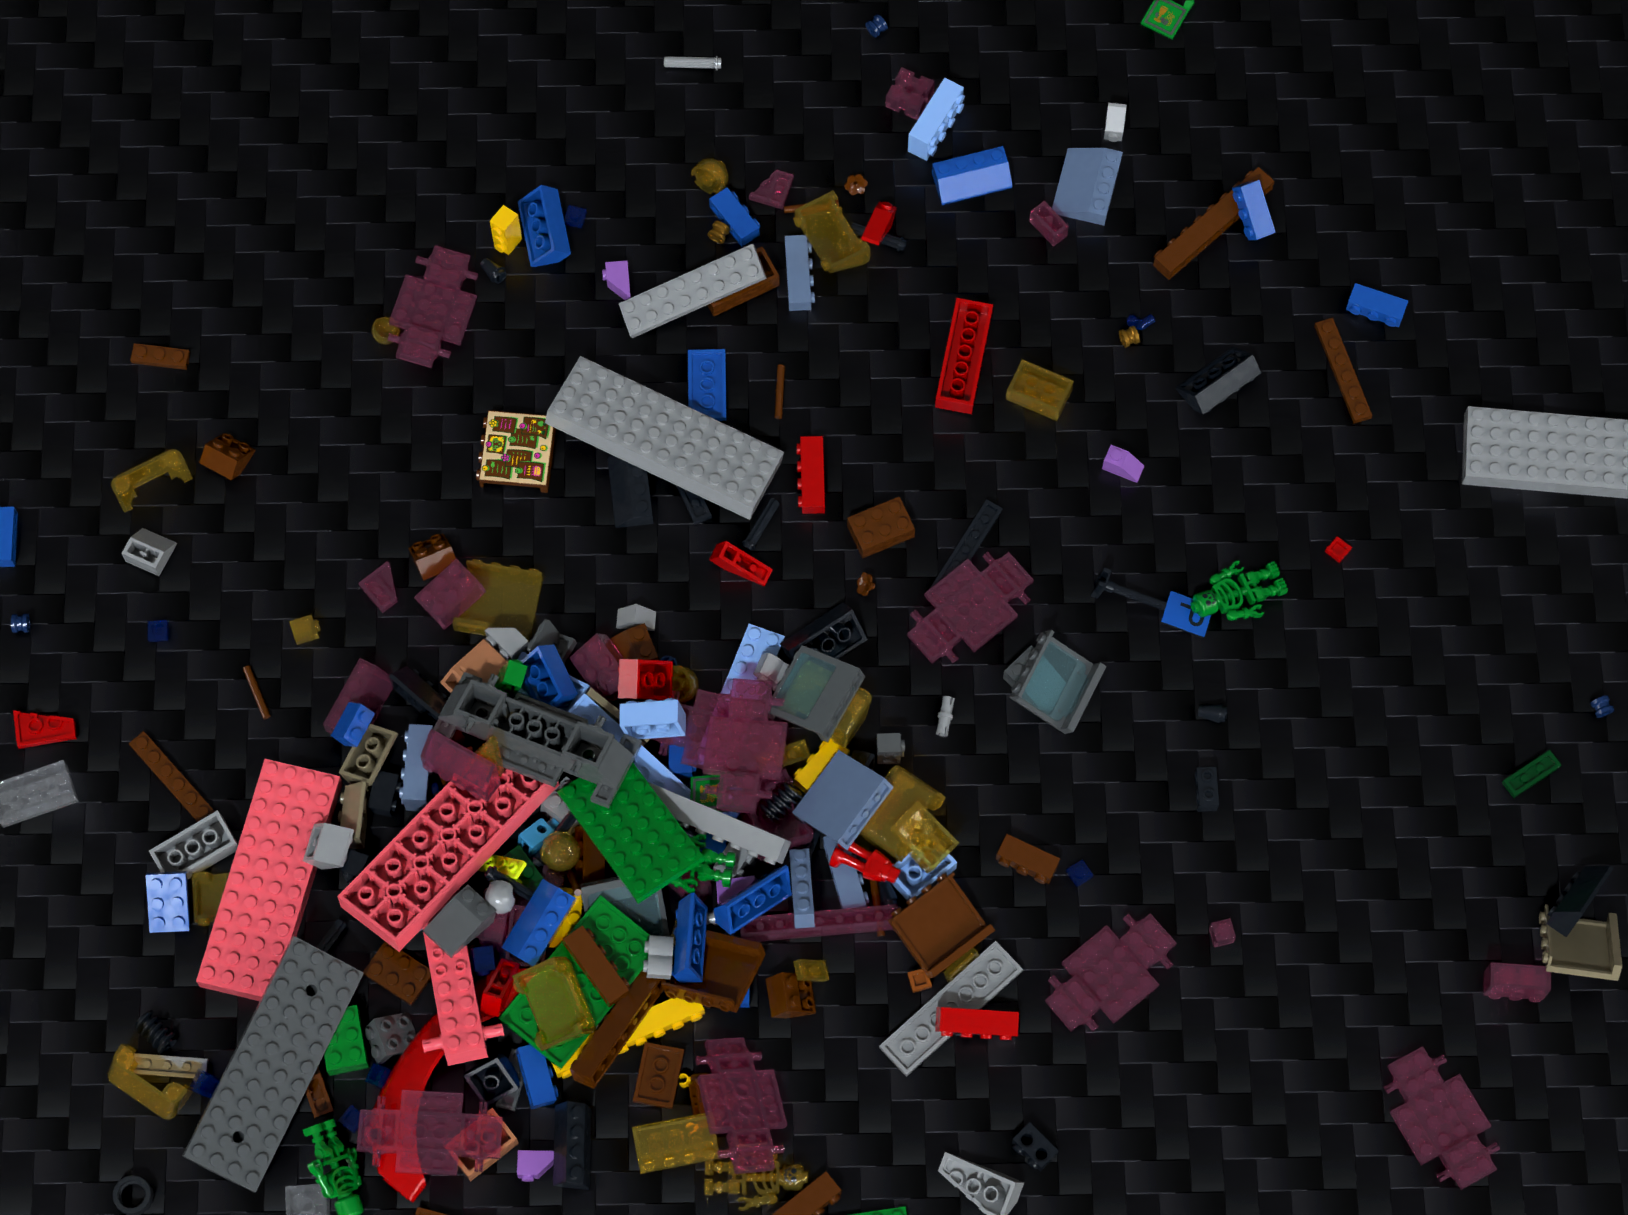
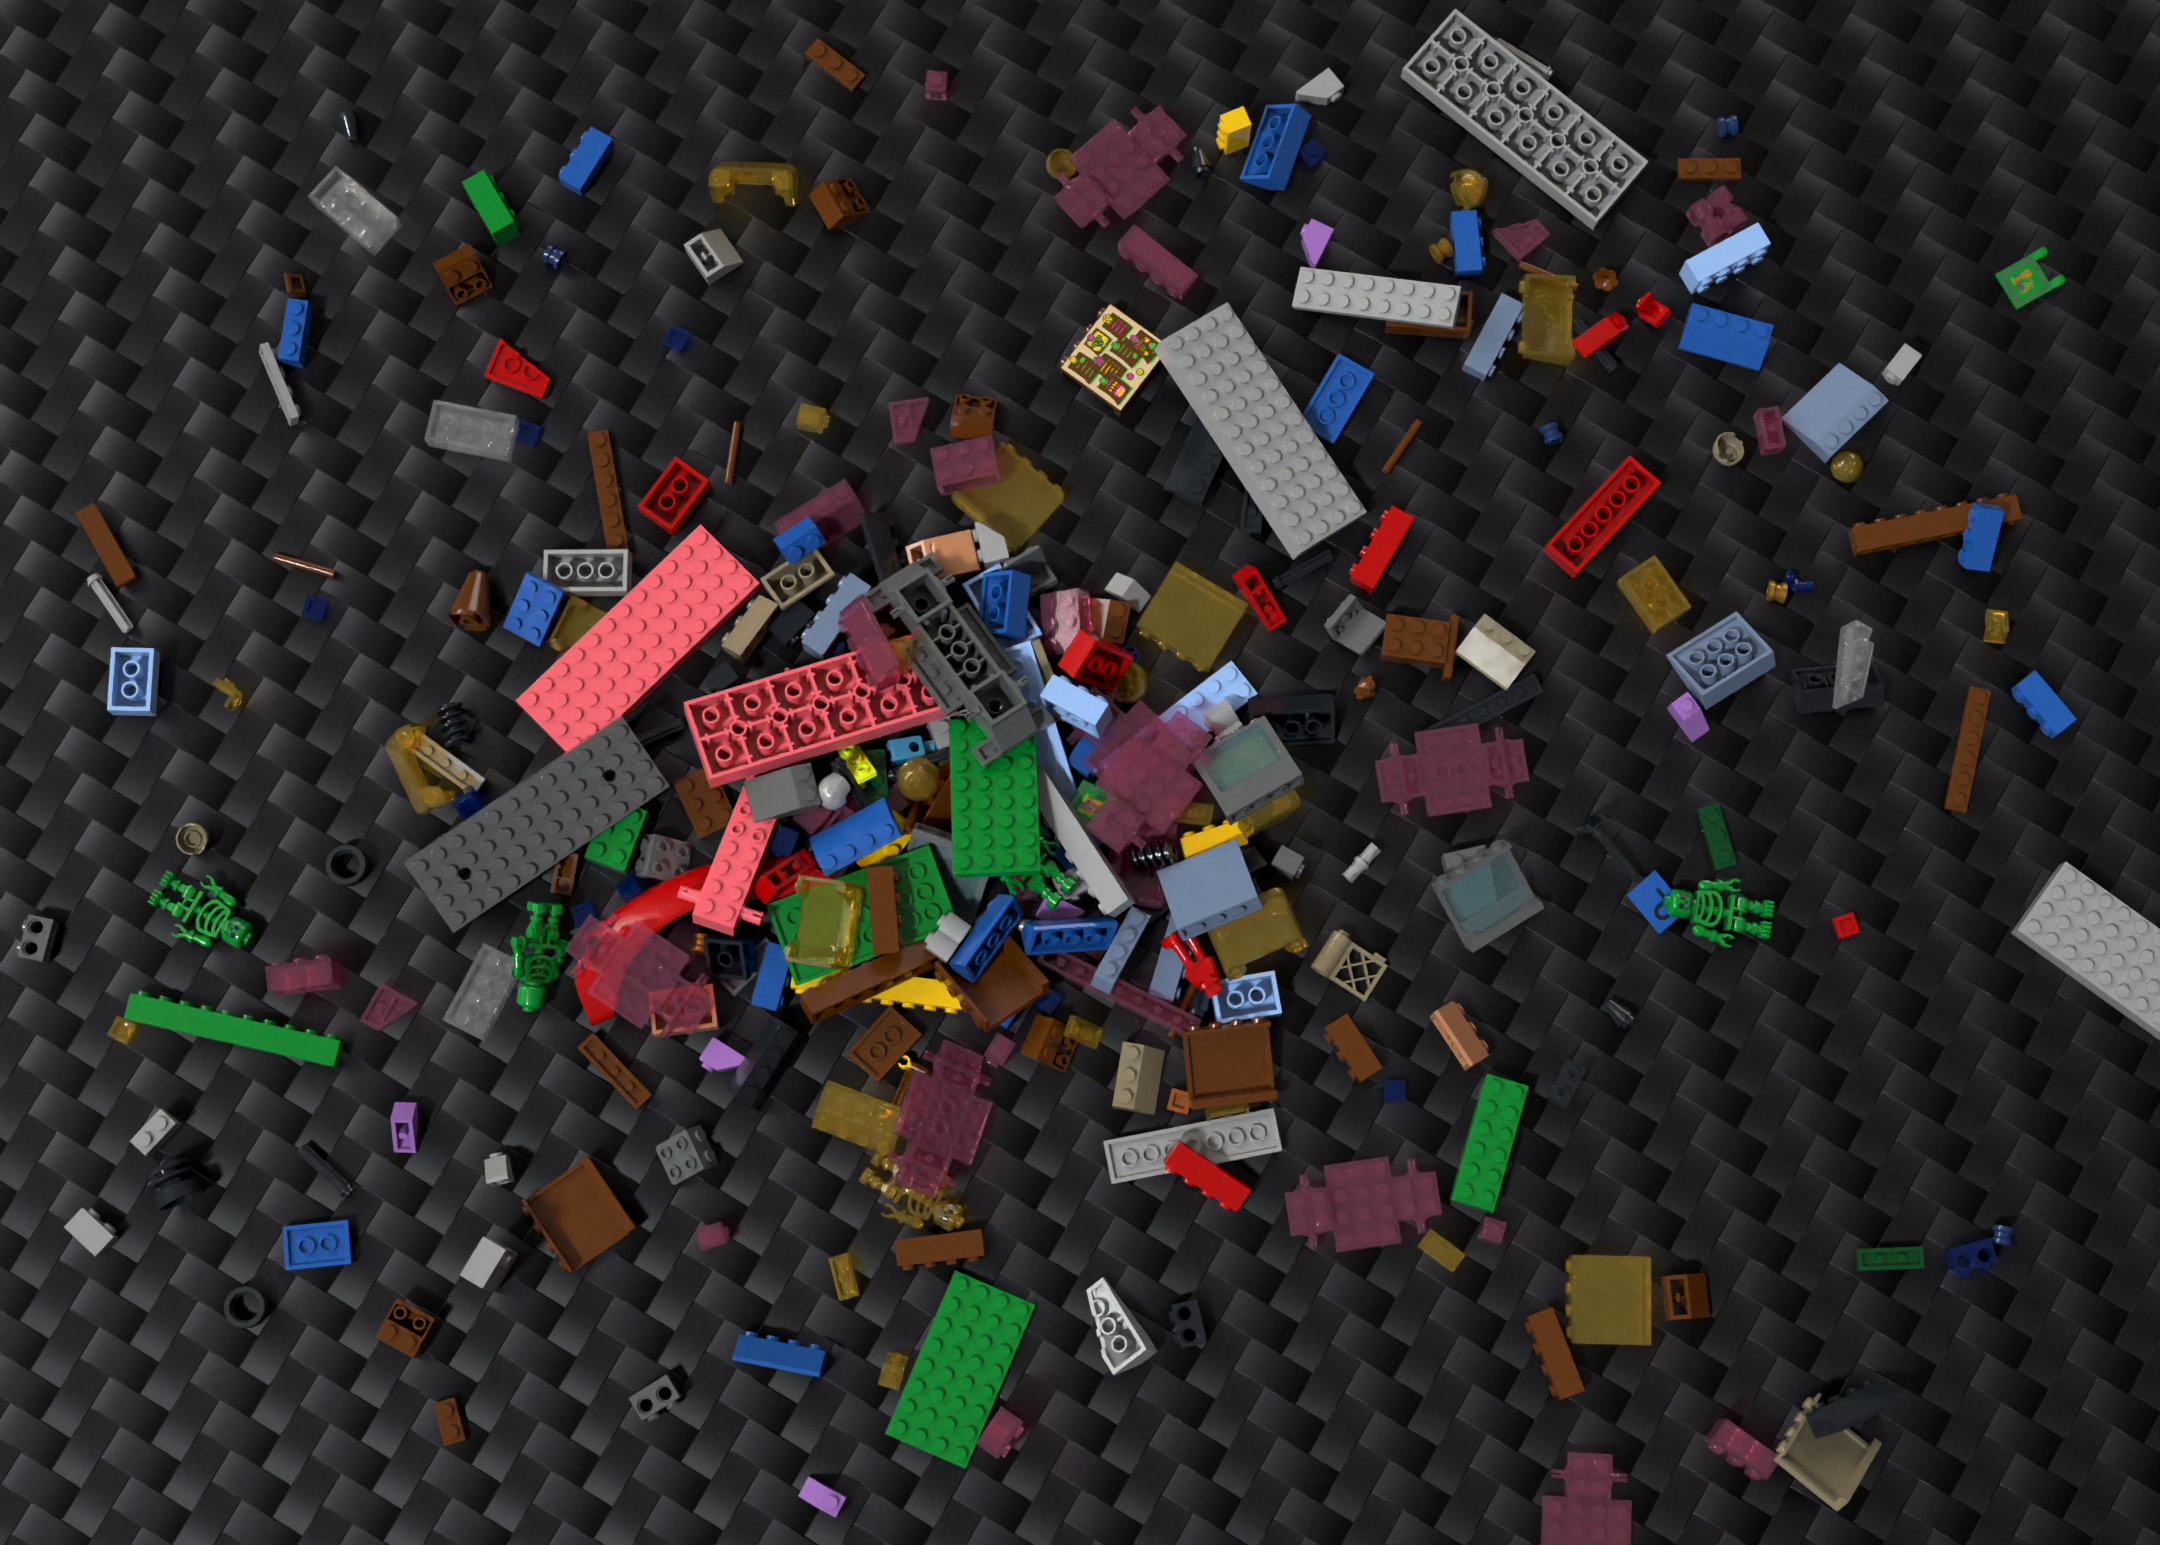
camera: 30 degrees right, 10 degrees up
(81, 771) = (529, 433): none -> clear blue tile
(114, 928) = (472, 603): none -> reddish brown cone
(230, 750) = (674, 496): none -> red brick
(250, 326) = (936, 85): none -> clear pink brick
(328, 846) = (707, 645): light grey slope -> none
(461, 1084) = (698, 945): none -> pearl gold wheel
(505, 361) = (1157, 262): none -> clear pink brick
(511, 677) = (970, 584): green brick -> none
(553, 166) = (1321, 89): none -> light grey slope
(697, 608) = (1191, 617): none -> clear yellow panel
(721, 103) = (1524, 119): none -> light grey brick
(753, 1025) = (999, 1051): none -> clear pink brick
(768, 966) = (1048, 1002): none -> clear blue tile
(828, 542) = (1354, 626): none -> dark grey bracket
(875, 981) = (1138, 1078): none -> dark tan slope
(882, 64) = (1709, 169): none -> reddish brown plate
(887, 317) = (1551, 433): none -> dark blue wheel
(905, 187) = (1652, 311): none -> red bracket
(919, 533) = (1448, 667): none -> reddish brown tile
(923, 837) = (1262, 973): clear yellow slope -> none
(947, 499) = (1495, 652): none -> slope
(969, 795) = (1333, 957): none -> dark tan piece
(1026, 254) = (1728, 449): none -> dark tan hair
(1102, 800) = (1460, 1035): none -> nougat slope
(1121, 409) = (1722, 660): none -> sand blue slope
(1122, 218) = (1847, 466): none -> clear yellow hair
(1177, 868) = (1488, 1143): none -> green brick
(1193, 972) = (1441, 1250): none -> clear yellow plate
(1200, 540) = (1716, 837): none -> dark green plate
(1219, 353) = (1852, 663): none -> clear wedge
(1306, 269) = (1996, 626): none -> clear yellow bracket
(1329, 997) = (1554, 1353): none -> reddish brown brick
(1344, 931) = (1608, 1300): none -> clear yellow panel
(1398, 894) = (1685, 1296): none -> reddish brown slope
(1587, 734) = (1970, 1253): none -> clear blue brick

